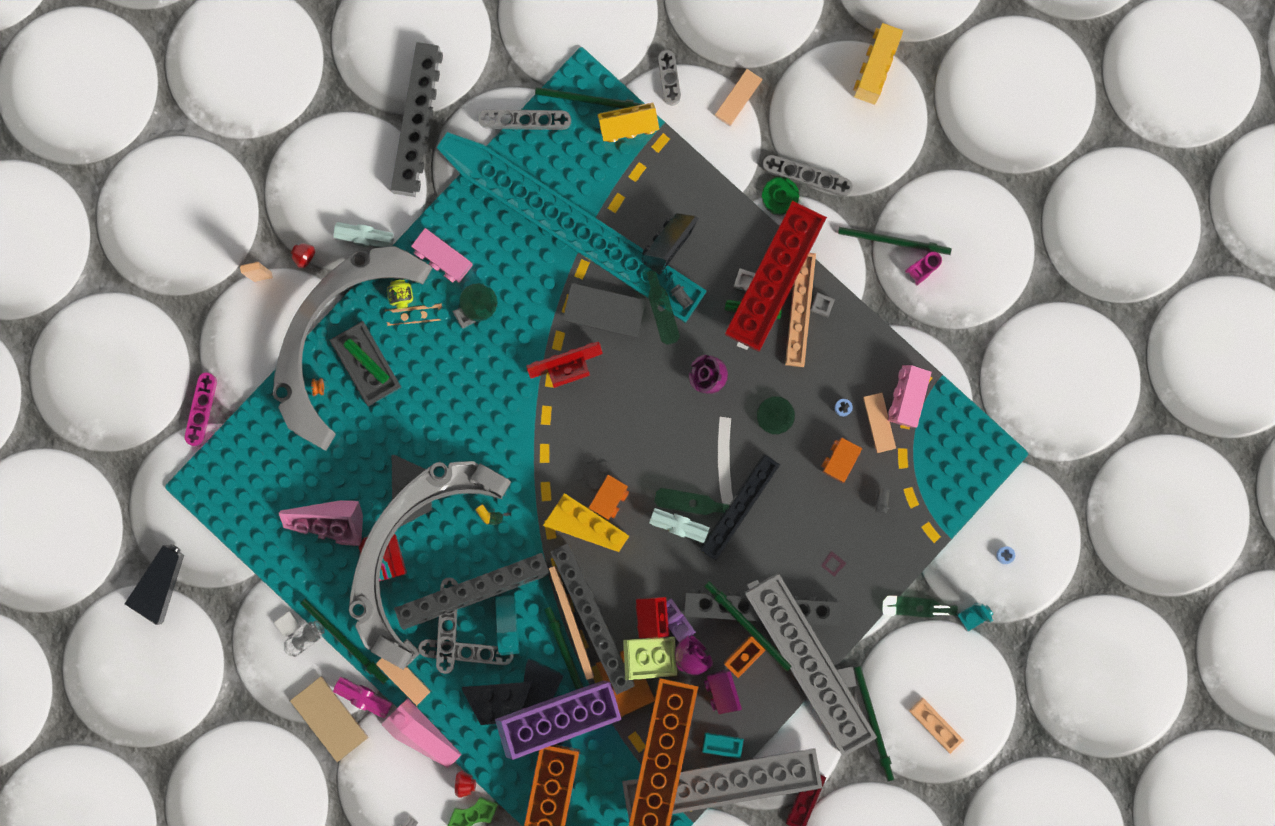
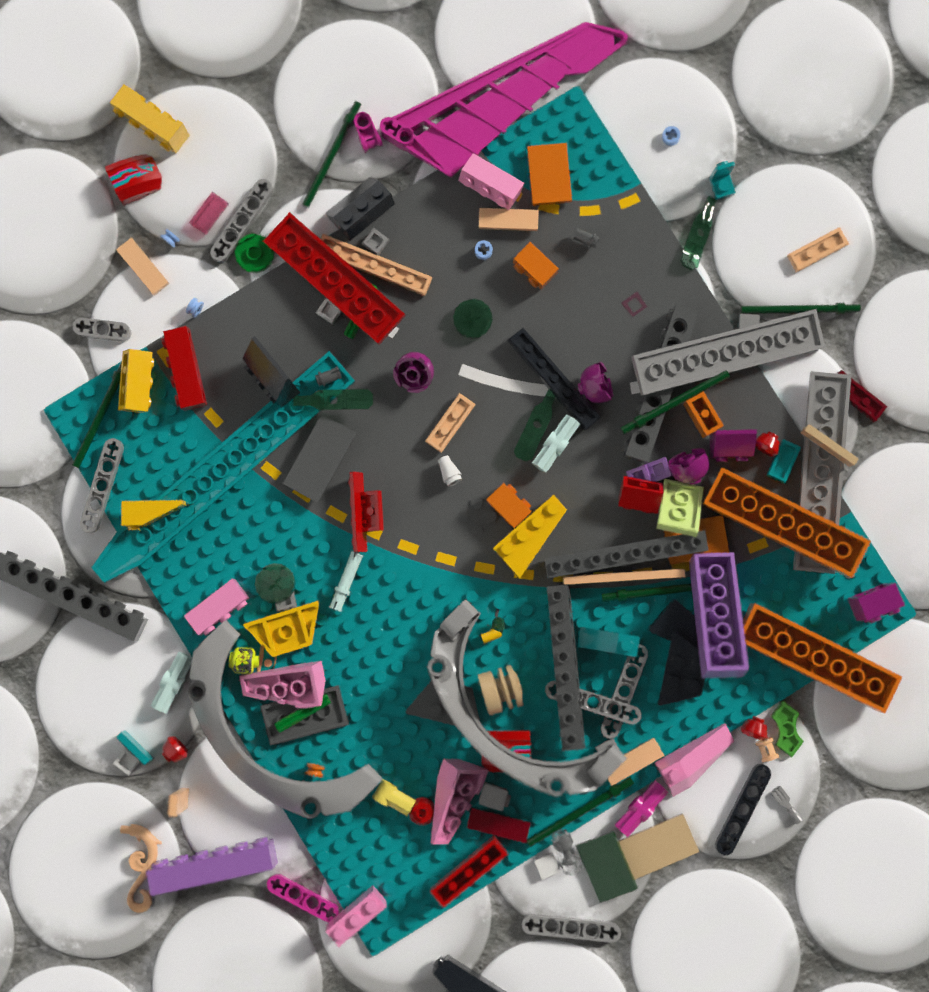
camera: 75 degrees left, 0 degrees up
(196, 461) = (355, 916): none -> bright pink brick
(207, 319) = (212, 866): none -> medium lavender brick
(220, 249) = (151, 842): none -> light nougat plant
(236, 671) = (581, 925): none -> light grey beam
(262, 552) = (468, 871): none -> red brick
(281, 215) = (126, 762): none -> white tile
(295, 218) = (134, 747): none -> teal tile
(301, 679) = (607, 866): none -> dark green tile
(307, 489) = (416, 811): none -> red cone
(312, 461) = (390, 795): none -> light yellow piece
(312, 568) = (498, 825): none -> dark red tile
(337, 557) = (494, 796): none -> light grey brick
(377, 793) = (743, 820): none -> black beam
(389, 344) = (293, 685): none -> bright pink wedge
(435, 536) = (500, 689): none -> tan wheel
(438, 325) = (286, 630): none -> yellow wing
(451, 798) = (767, 756): none -> light nougat bush
(497, 366) = (346, 581): none -> light aqua pin
(508, 165) = (143, 513): none -> yellow slope
(625, 433) = (449, 471): none -> white cone
(653, 163) = (184, 368): none -> red brick
(671, 421) = (450, 423): none -> light nougat tile
(713, 155) = (194, 307): none -> light blue bush
(734, 725) = (768, 443): none -> red cone
(745, 547) = (596, 384): none -> magenta cylinder
(747, 784) = (829, 445): none -> tan tile
(771, 115) = (170, 238): none -> light blue bush
(805, 143) = (209, 213): none -> clear pink tile
(819, 65) = (134, 178): none -> red slope
(850, 282) = (361, 207): none -> black slope
(934, 449) = (549, 174): none -> orange tile
(958, 365) = (475, 125): none -> dark pink wing

